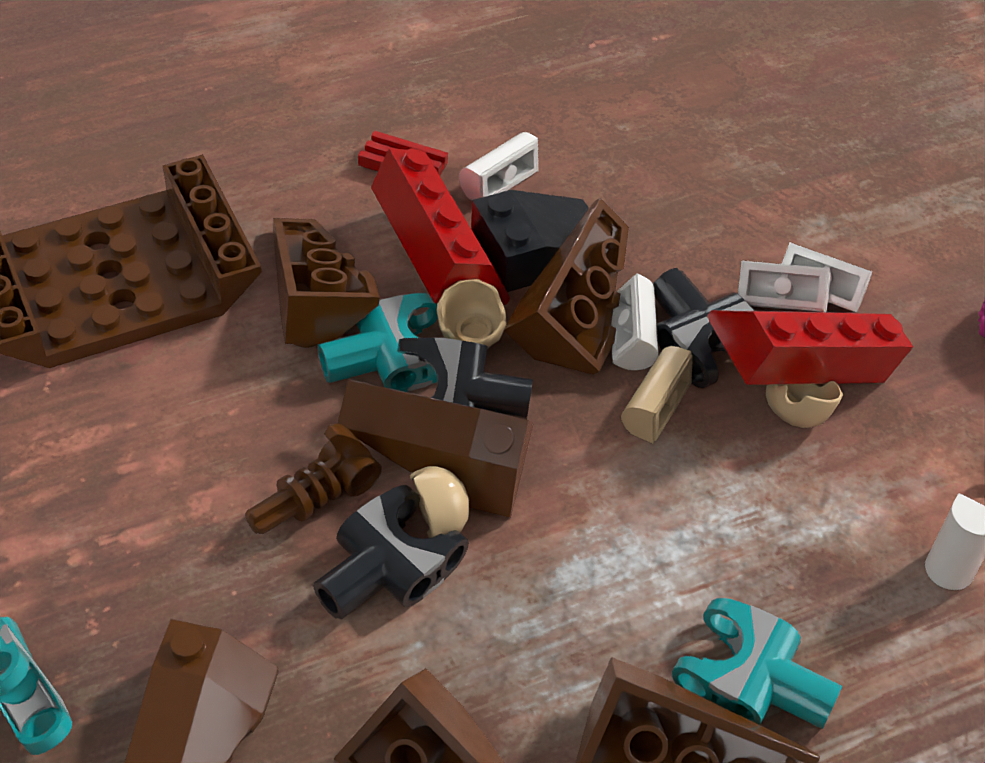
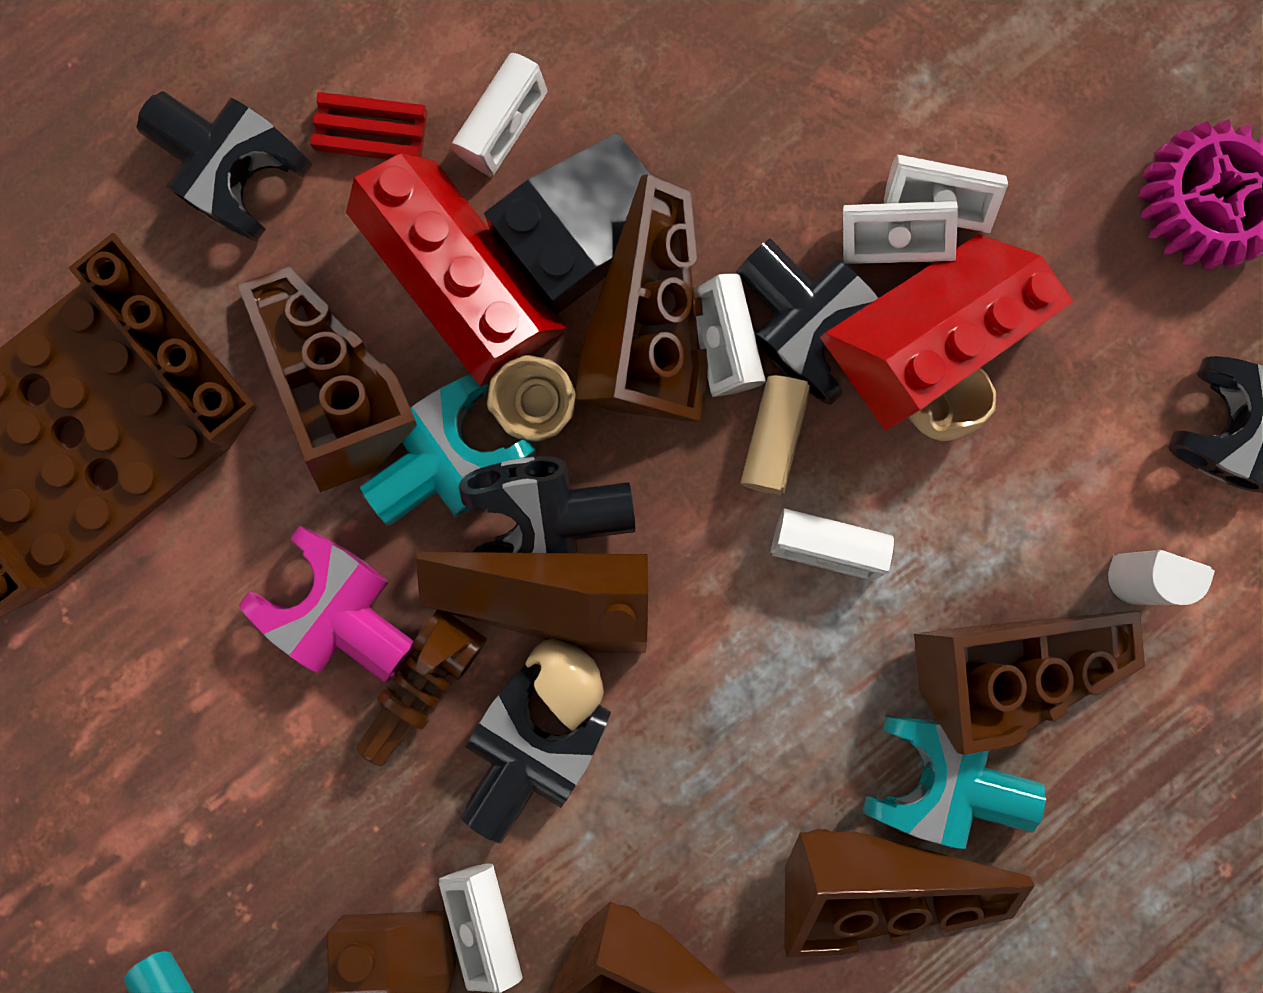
camera: 15 degrees left, 35 degrees up
(261, 421) = (333, 613): none -> dark pink connector
(289, 149) = (218, 156): none -> black connector
(299, 679) = (480, 929): none -> white brick
(686, 475) = (832, 545): none -> white brick
(838, 590) = (1012, 676): none -> reddish brown wedge

